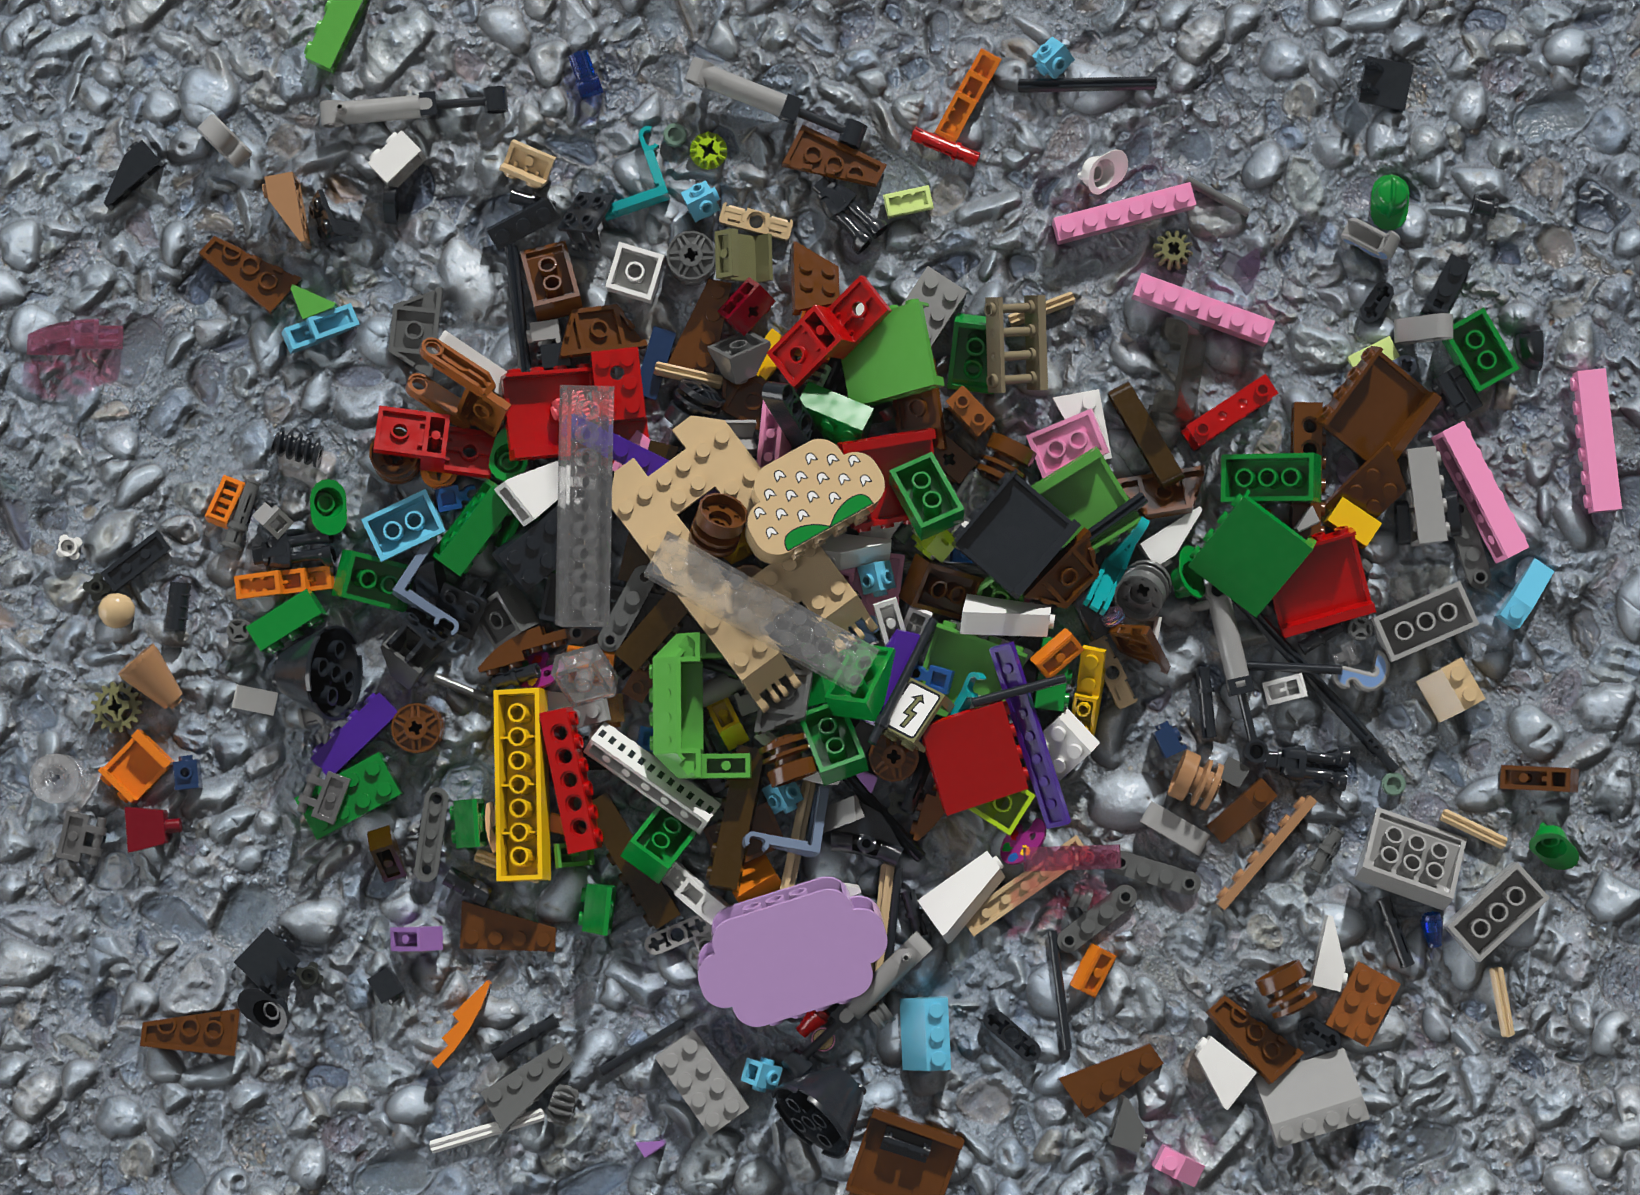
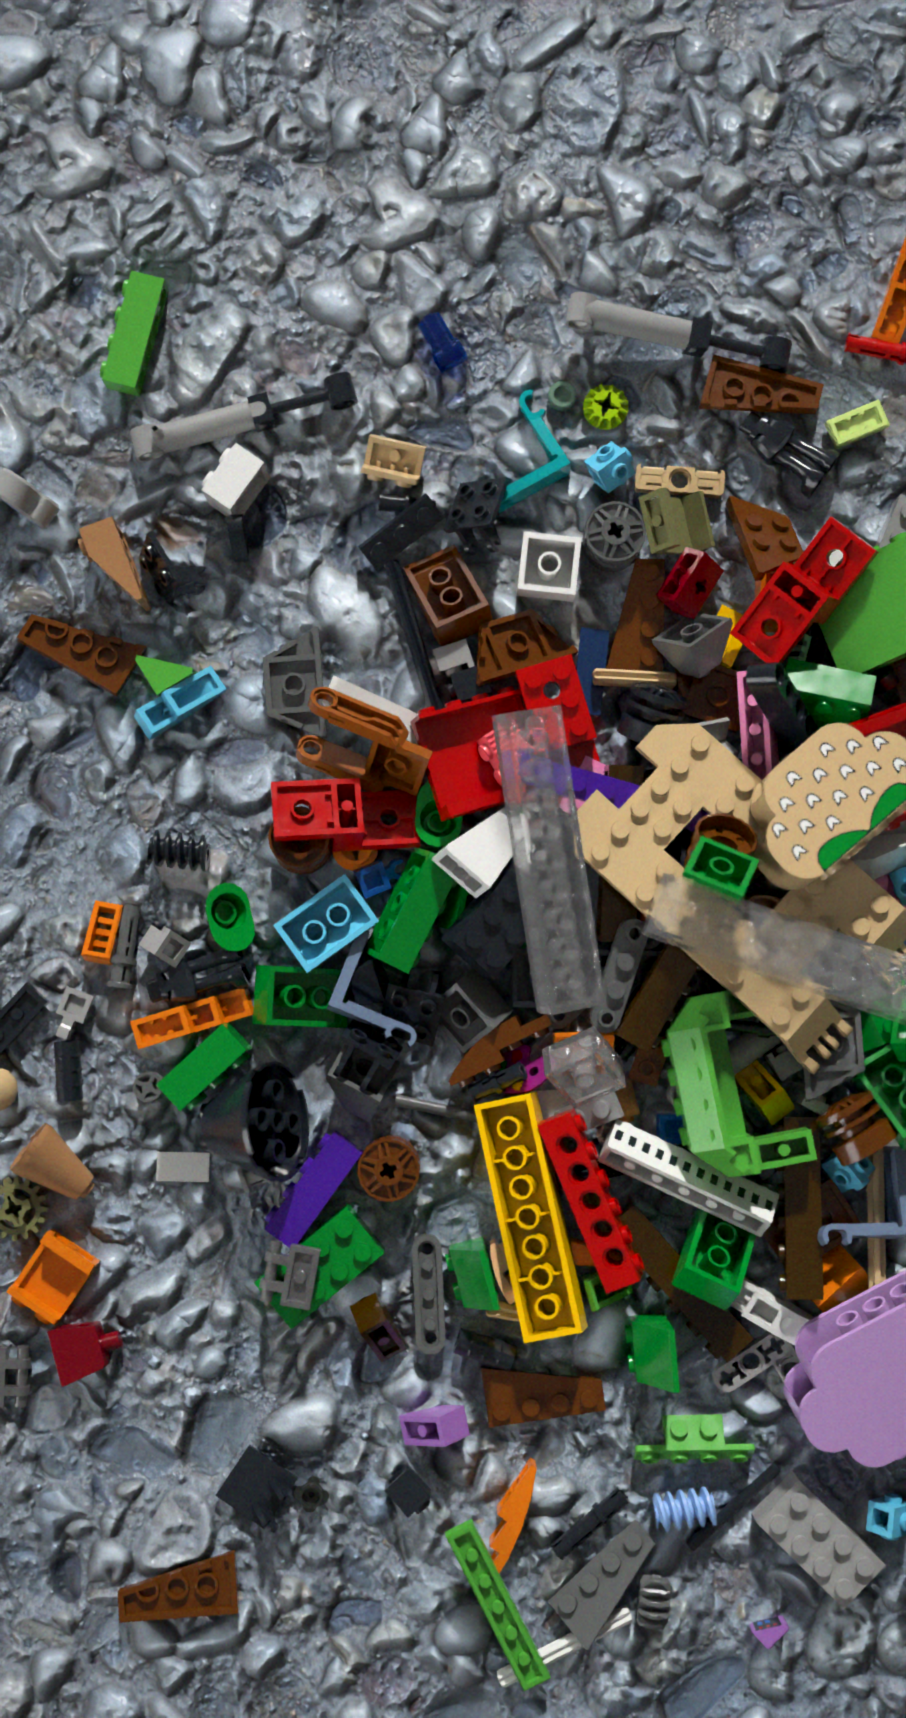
camera: 10 degrees left, 0 degrees up
(192, 557) = (74, 1007): none -> light grey plate
(194, 779) = (127, 1280): dark blue brick -> none
(264, 1009) = (265, 1550): black piece -> none
(439, 1083) = (497, 1604): none -> bright green tile
(601, 1039) = (684, 1508): none -> light blue piece
(619, 987) = (693, 1438): none -> bright green bracket
(707, 535) = (720, 870): none -> green slope

